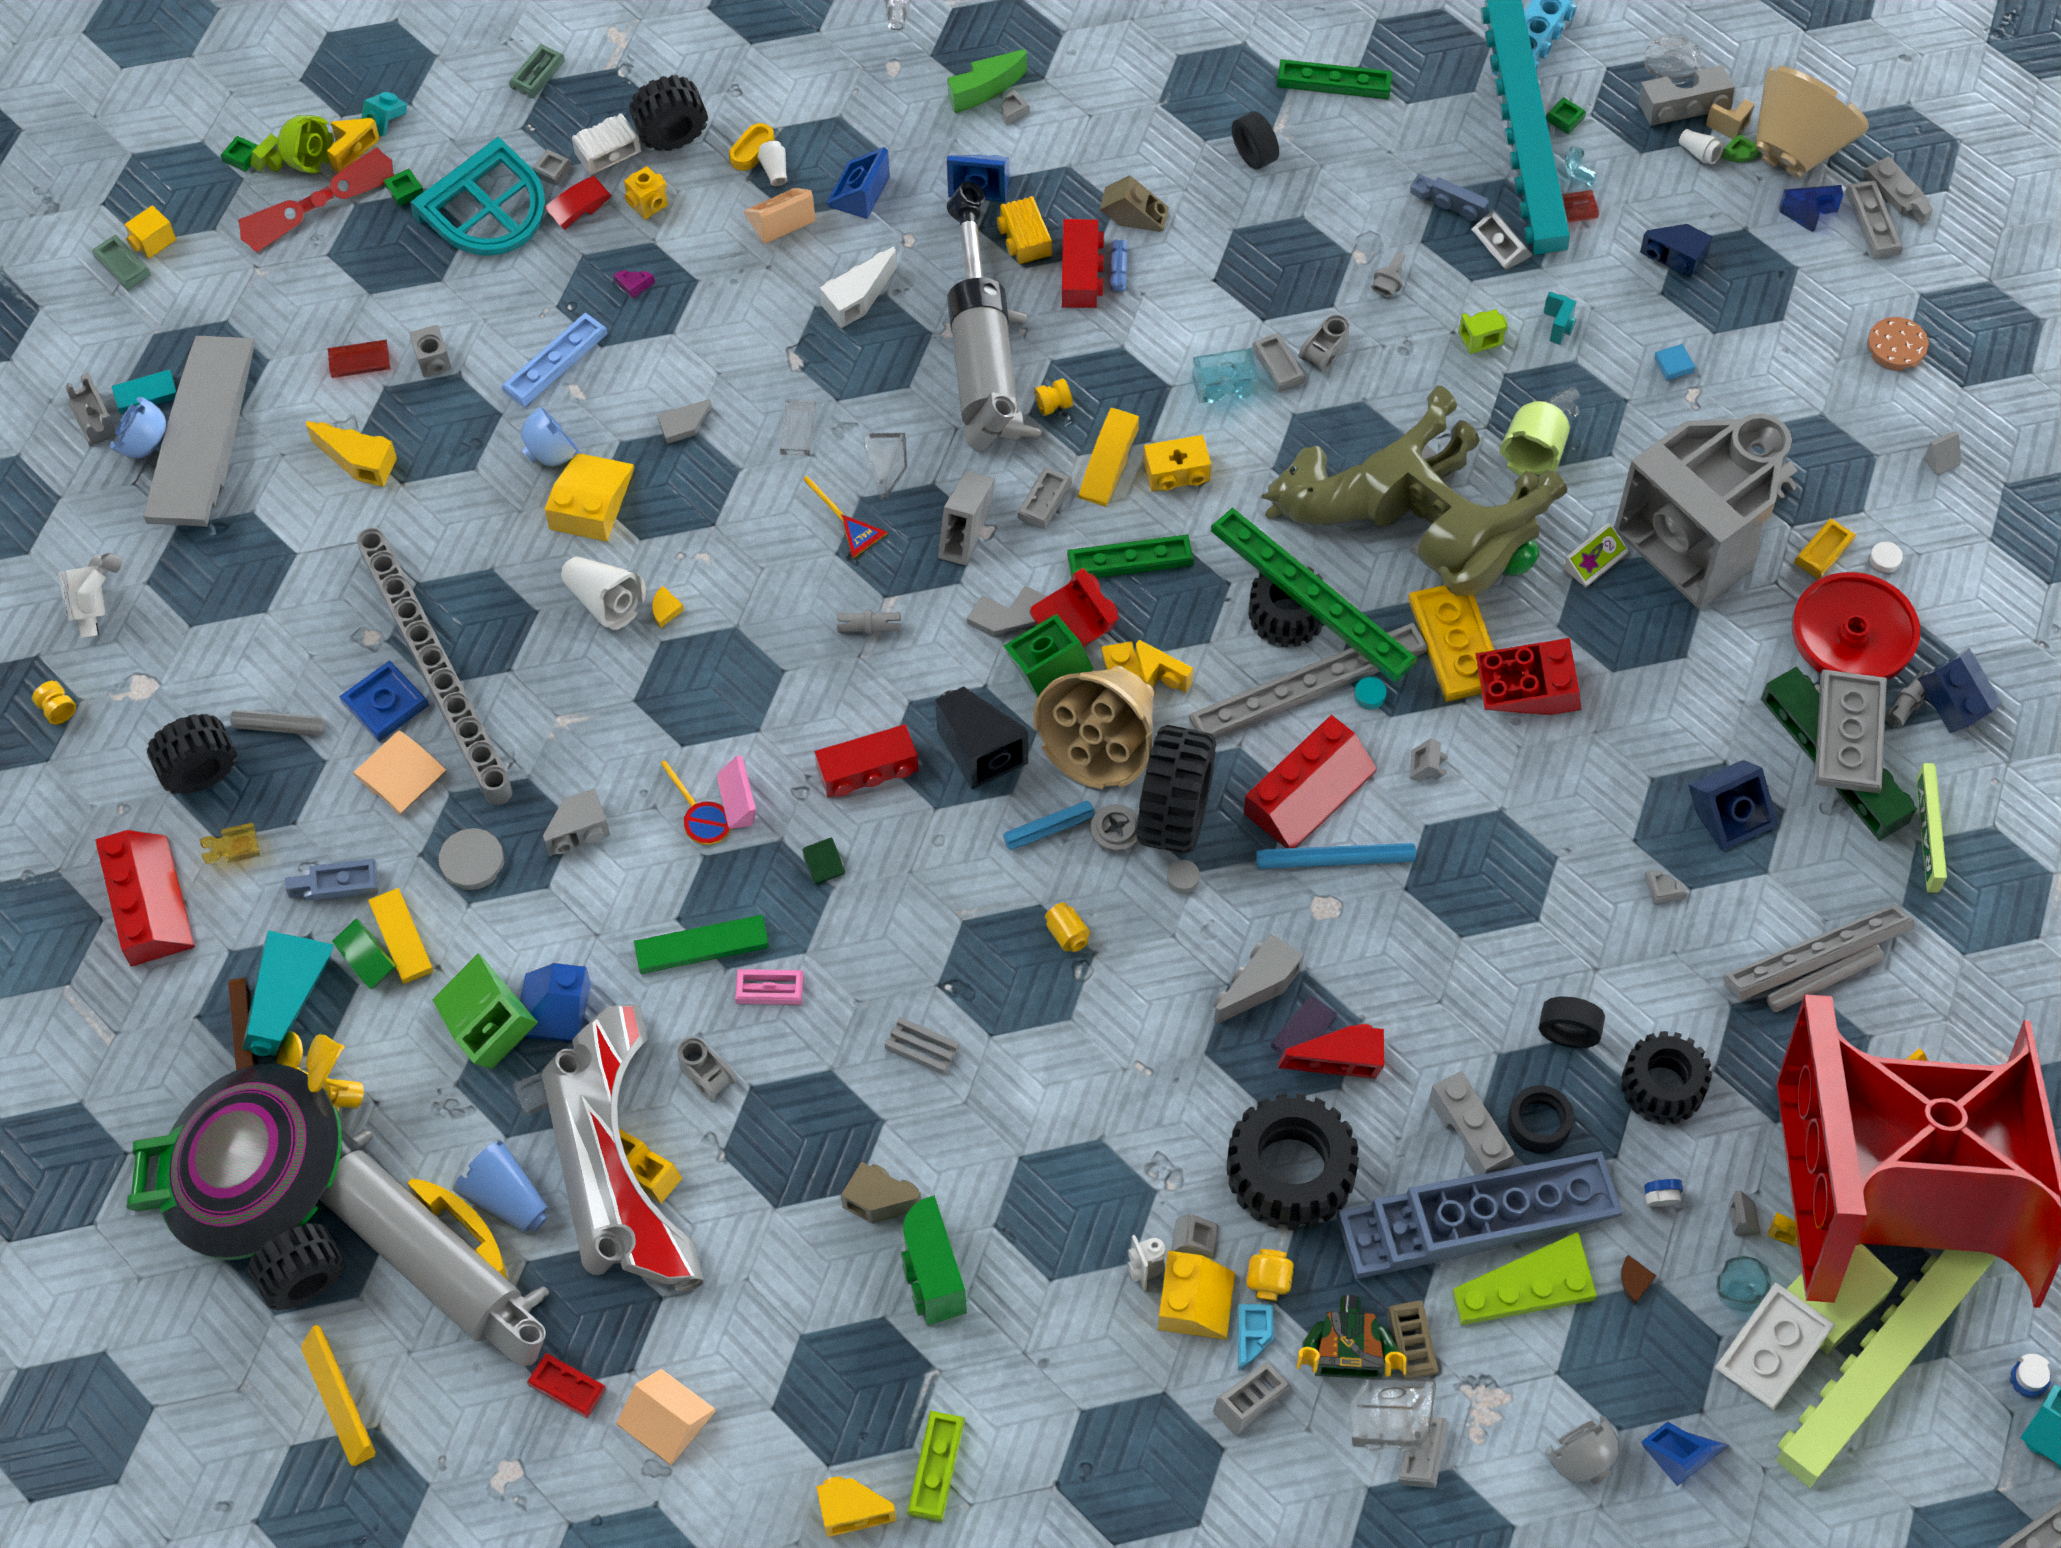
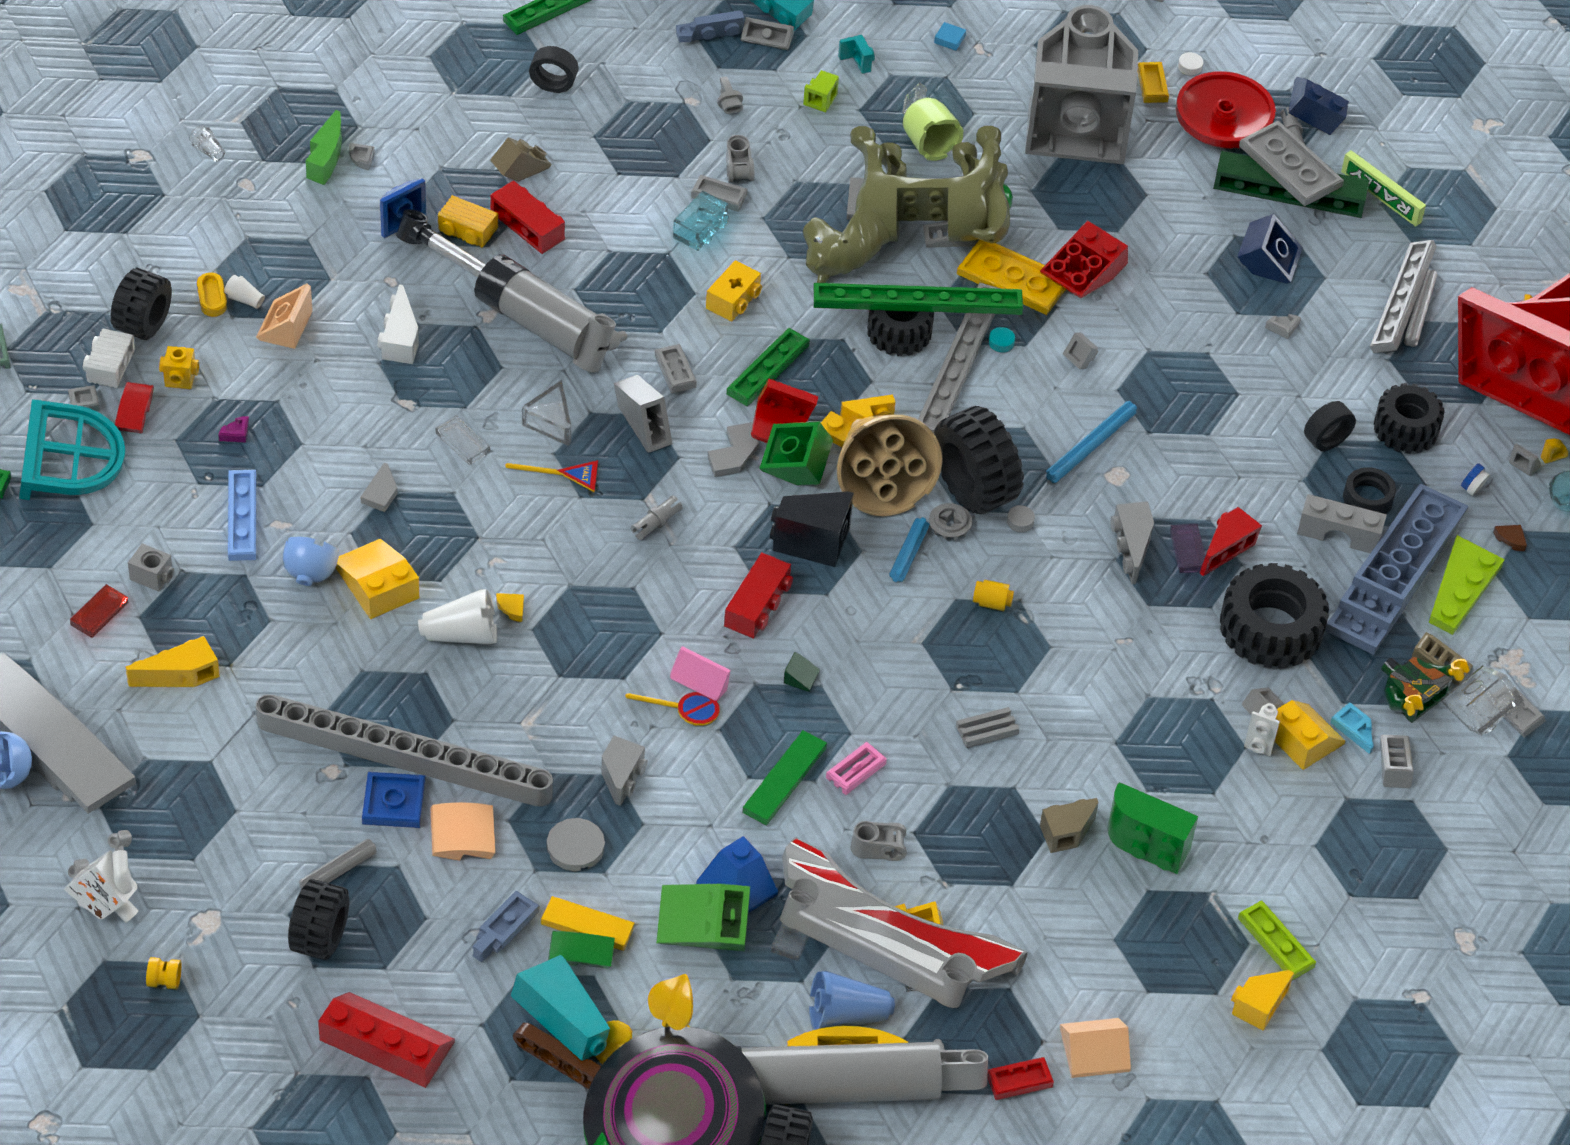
camera: 50 degrees left, 10 degrees down
(236, 844) = (405, 956): clear yellow plate -> none
(861, 184) = (321, 264): blue slope -> none
(1052, 397) = (610, 303): yellow wheel -> none
(1109, 457) = (687, 315): yellow slope -> none
(1118, 265) = (551, 202): medium blue axle -> none
(1270, 1274) = (1331, 686): yellow head -> none
(1309, 783) = (1032, 411): slope -> none
(1595, 555) = (1036, 173): slope -> none

